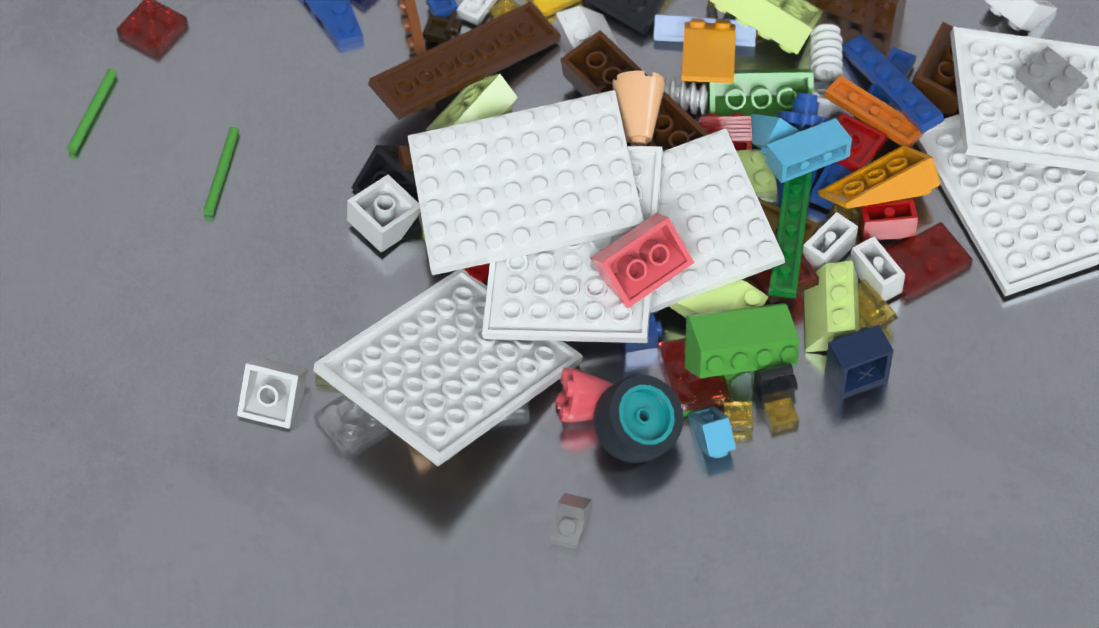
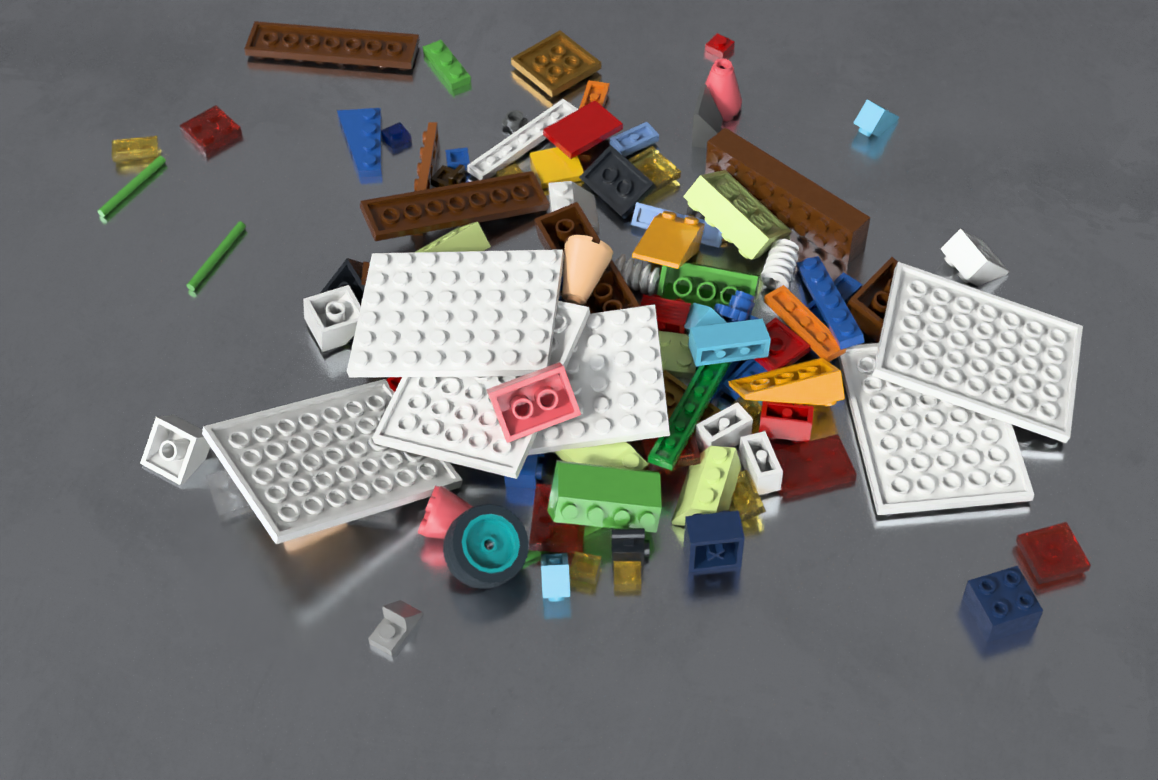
camera: 15 degrees right, 5 degrees down
(78, 67) = (135, 148): none -> clear yellow plate
(1051, 77) = (978, 325): light grey plate -> none

